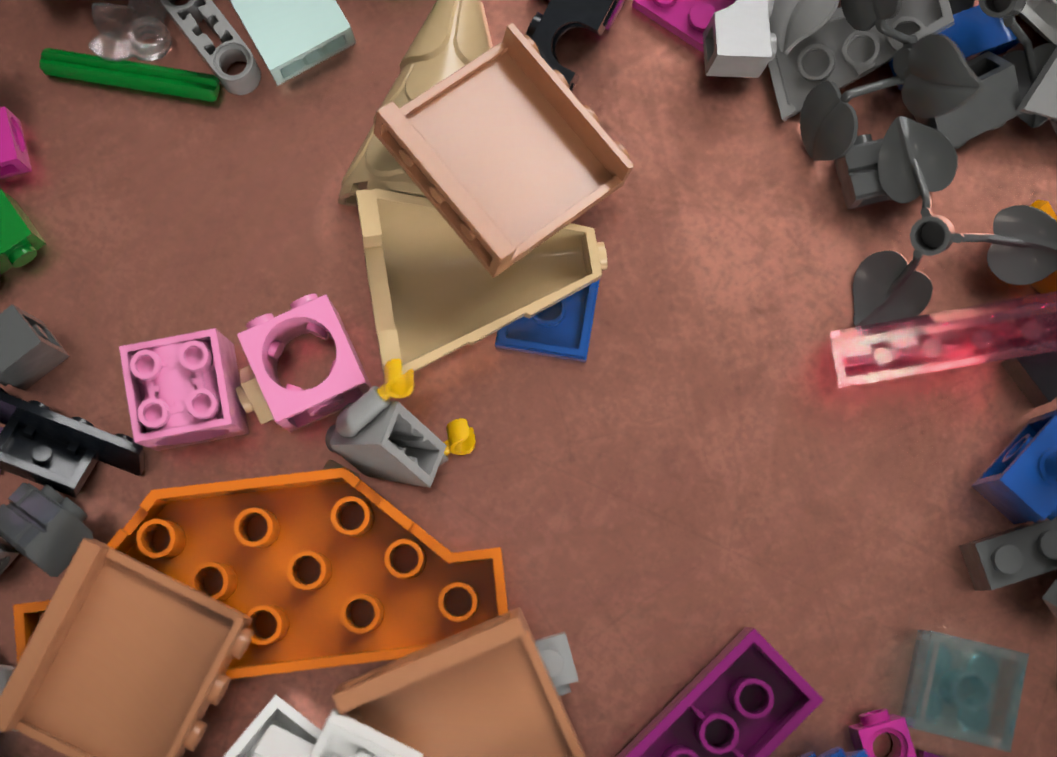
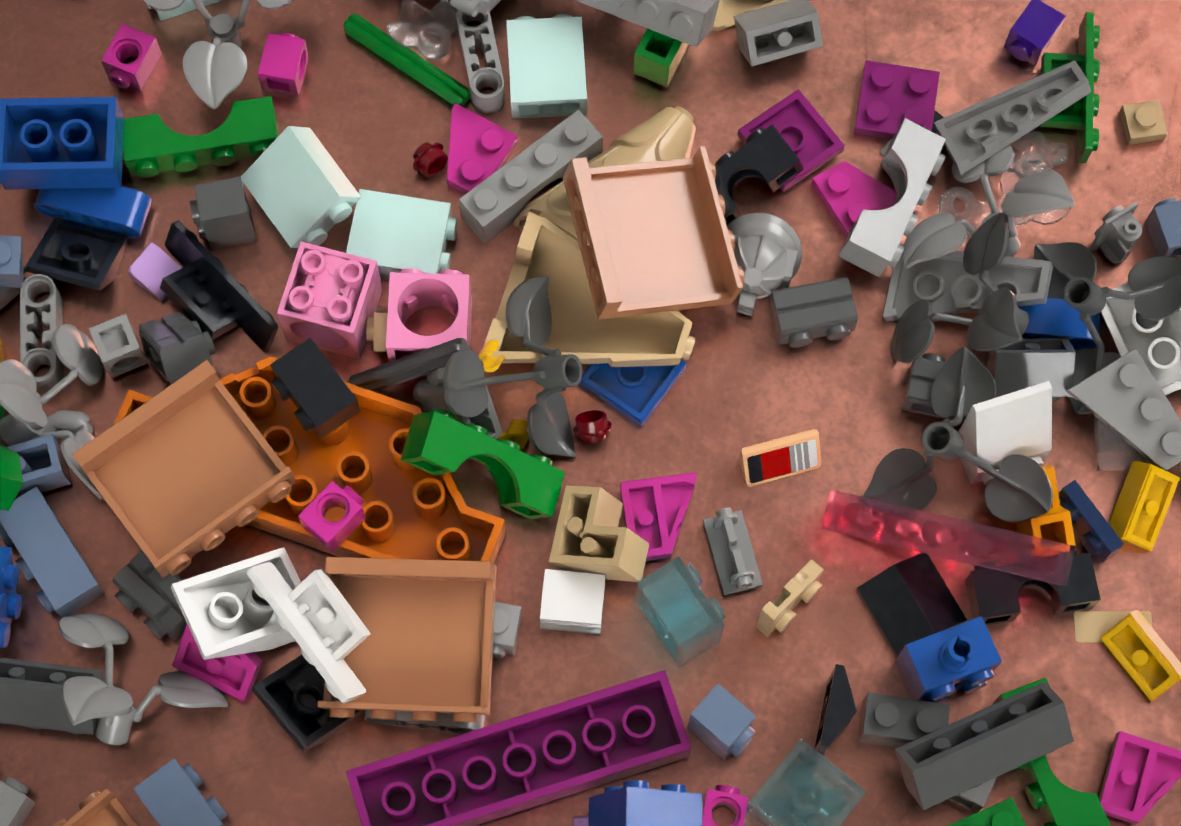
camera: 25 degrees right, 10 degrees down
(87, 278) = (300, 187): none -> light aqua brick
(212, 175) = (429, 159): none -> dark red plate
(220, 510) = (314, 388): none -> black brick
(225, 278) = (402, 232): none -> light aqua brick
(258, 142) = (475, 149): none -> dark pink wing
(297, 657) = (333, 533): none -> dark pink brick
(312, 427) = (408, 366): none -> dark grey axle
(317, 169) = (501, 196): none -> light grey arch
(399, 505) = (523, 481): none -> green arch
(489, 410) = (530, 318): none -> dark grey plant
(536, 389) = (592, 426): none -> dark red plate
(596, 520) = (590, 538): none -> tan brick
(613, 593) = (572, 601): none -> white piece
(628, 108) = (767, 253): none -> light grey helmet
(650, 452) = (657, 509): none -> dark pink wing
(707, 149) = (813, 312): none -> dark grey brick
(736, 552) = (680, 610): none -> clear light blue brick
(751, 327) = (780, 458): none -> slope
(751, 453) = (732, 551): none -> light grey hinge
(838, 477) = (801, 587): none -> tan wing
(840, 652) = (722, 723): none -> sand blue brick
(951, 584) = (836, 710): none -> black slope
(961, 419) = (910, 602): none -> black slope
(988, 185) = (1008, 426): none -> white slope

